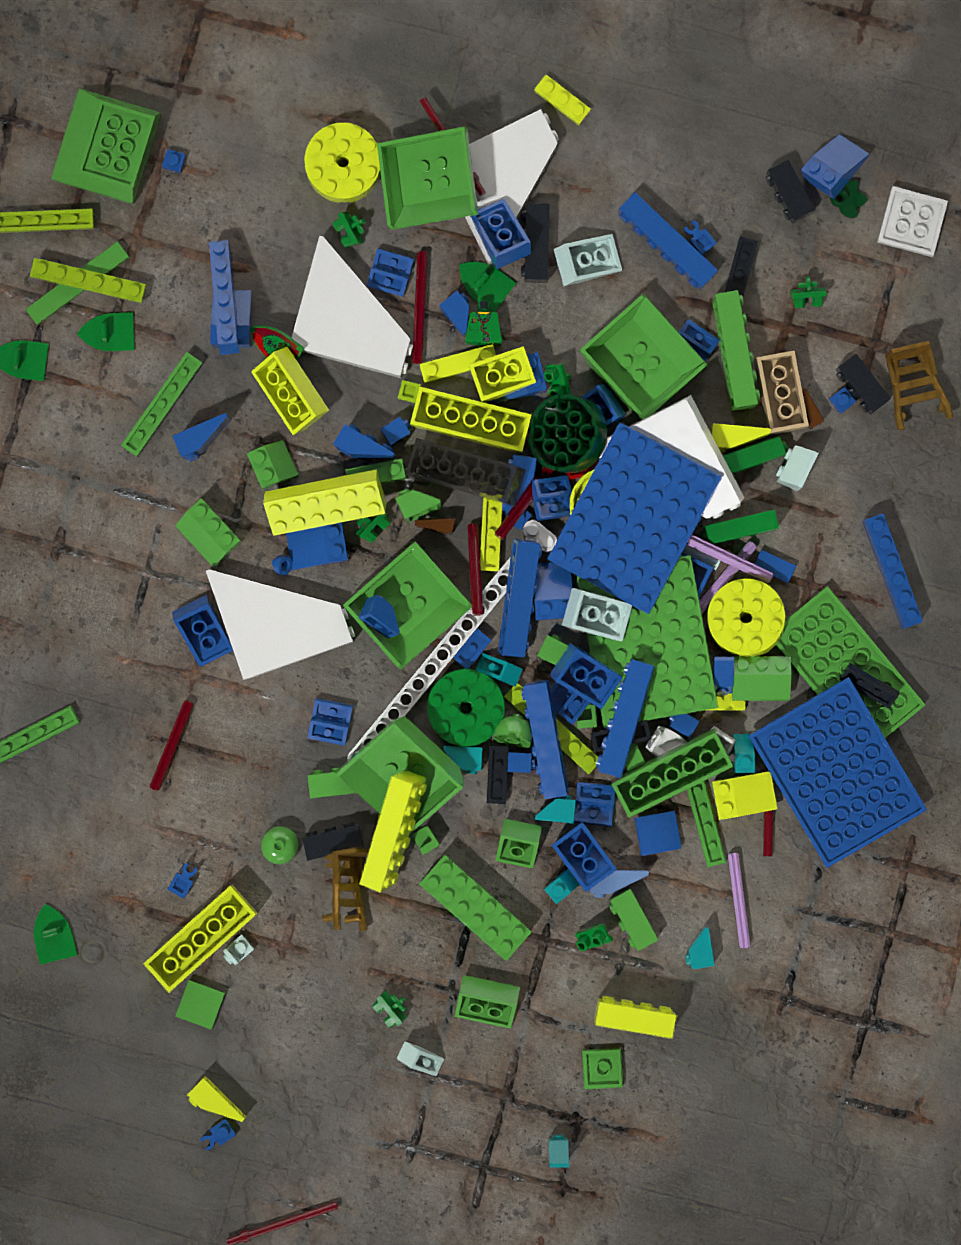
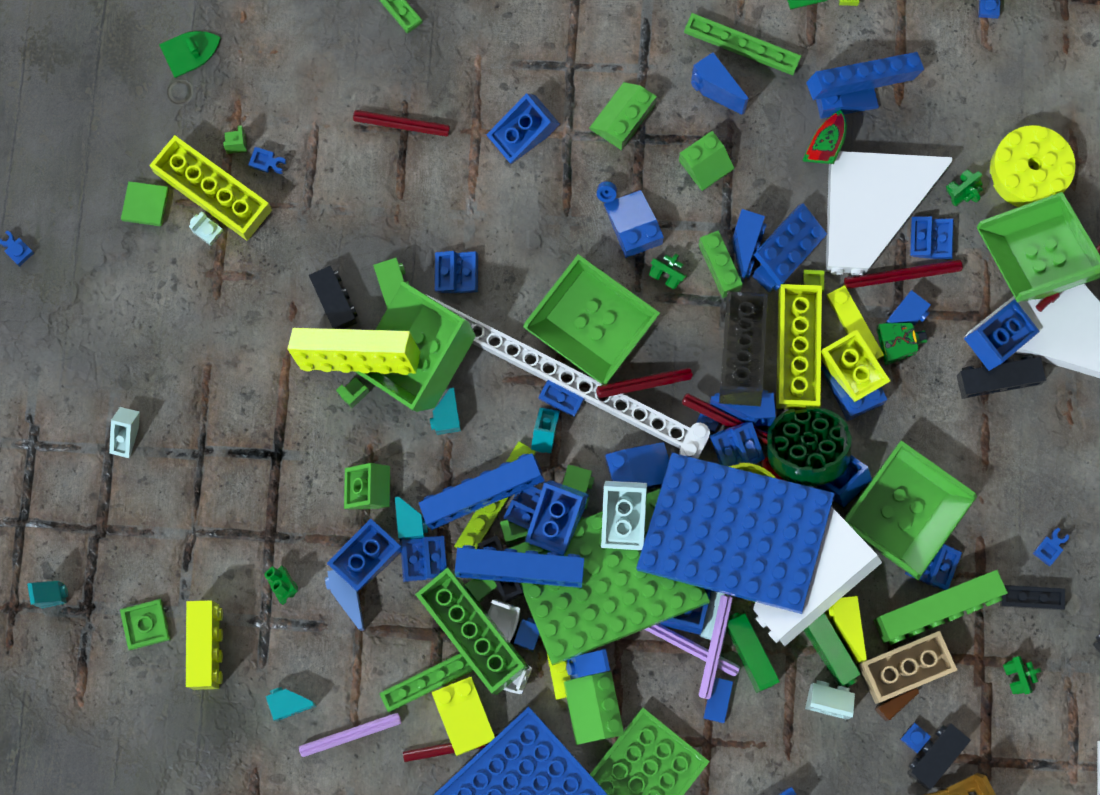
camera: 80 degrees right, 10 degrees down
(156, 907) = (235, 141): none -> bright green panel
(210, 1098) = (49, 234): neon yellow slope -> none
(276, 625) = (543, 197): white slope -> none
(279, 845) = (320, 248): bright green cylinder -> none
(290, 390) = (786, 160): neon yellow brick -> none
(324, 502) = (679, 216): neon yellow brick -> none
(354, 870) = (307, 320): pearl gold hand -> none
(372, 405) = (790, 244): none -> blue plate
(380, 616) = (574, 294): blue slope -> none
(392, 1006) = (172, 392): green hips -> none
(416, 504) = (696, 305): bright green slope -> none
(442, 525) = (683, 341): reddish brown slope -> none
(445, 705) = (492, 383): green brick -> none
(475, 907) = (291, 455): bright green brick -> none
(485, 283) = (945, 336): green shield -> none
(487, 1001) = (195, 488): bright green slope -> none
(489, 542) = (673, 394): neon yellow plate -> none
(497, 775) = (434, 451): black plate -> none
(515, 731) = (483, 455): bright green cylinder -> none
(519, 597) = (625, 432): blue brick -> none
(520, 762) = (452, 471): blue brick -> none
(557, 379) = (864, 427): green hips -> none
(561, 886) = (327, 539): teal slope -> none
(587, 259) = (997, 433): light aqua slope -> none
(632, 920) = (307, 624): bright green brick -> none
(657, 833) = (405, 632): blue slope -> none
(667, 241) = (1039, 513): blue brick -> none
(743, 754) = (507, 706): teal slope -> none
(744, 598) = (668, 661): neon yellow brick -> none

